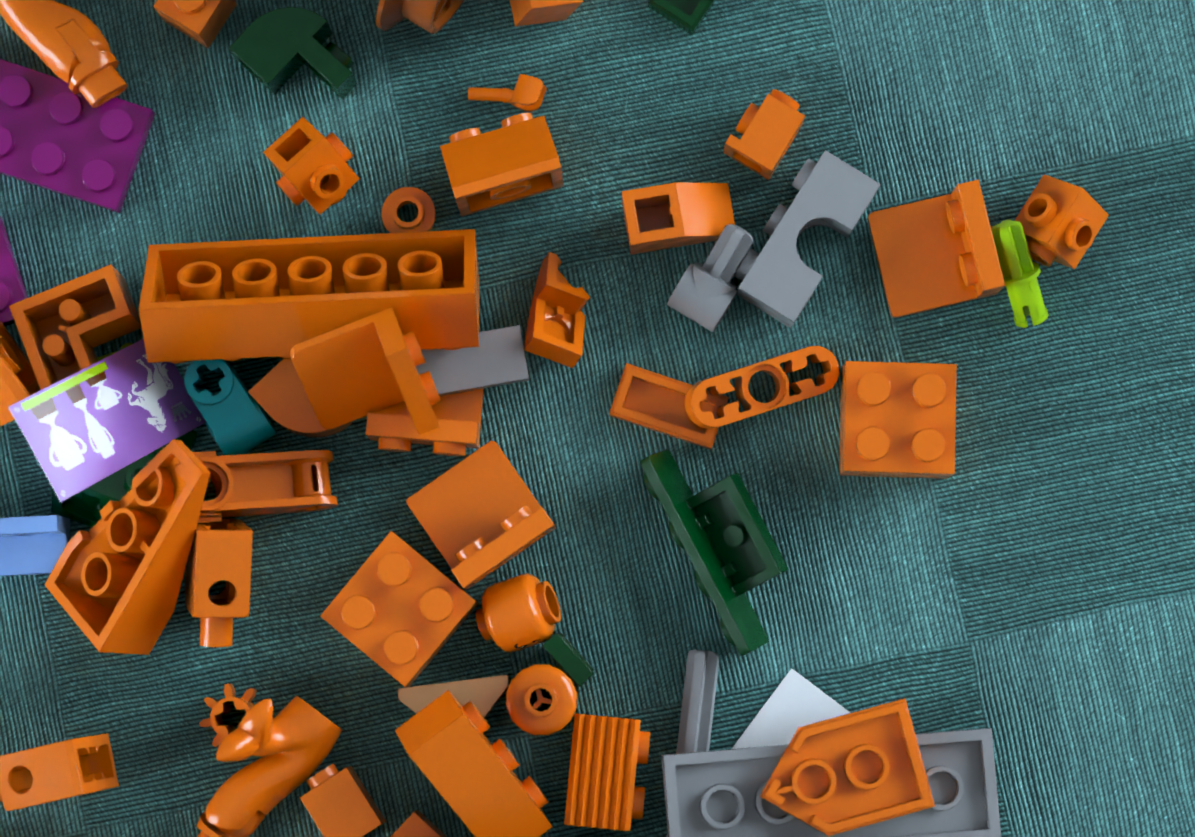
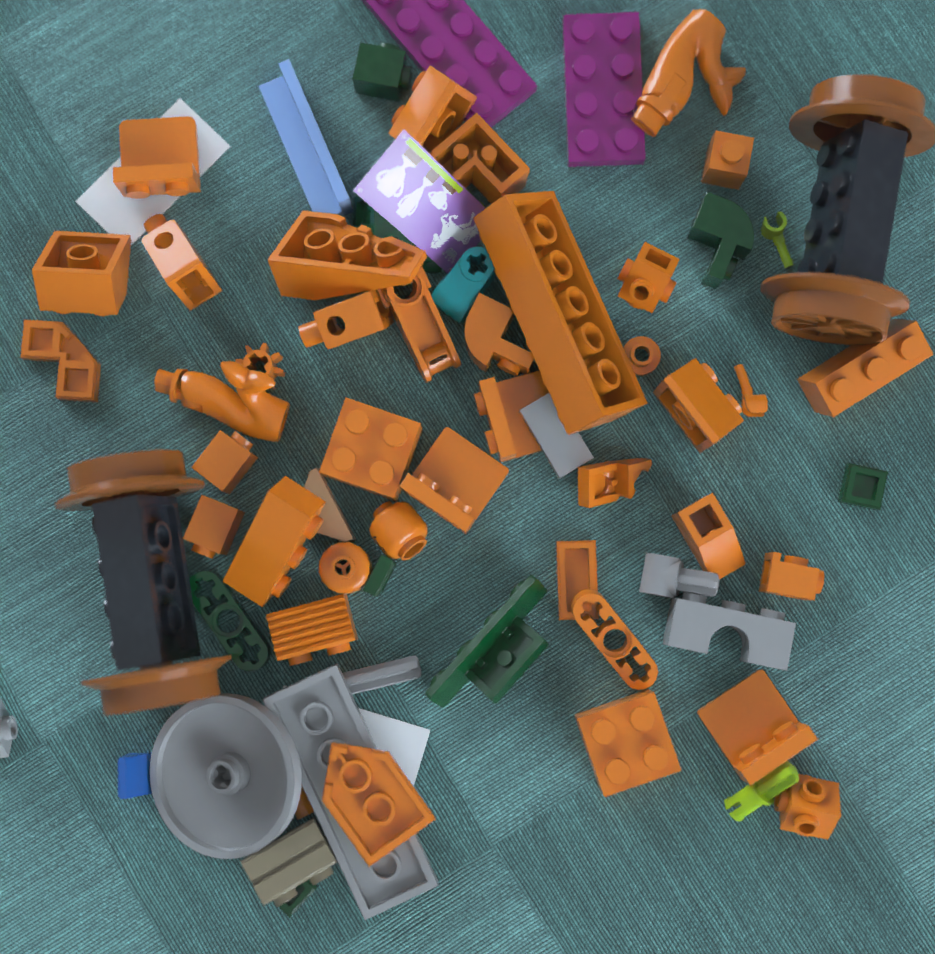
camera: 70 degrees right, 0 degrees up
(365, 371) = (522, 364): orange bracket -> none

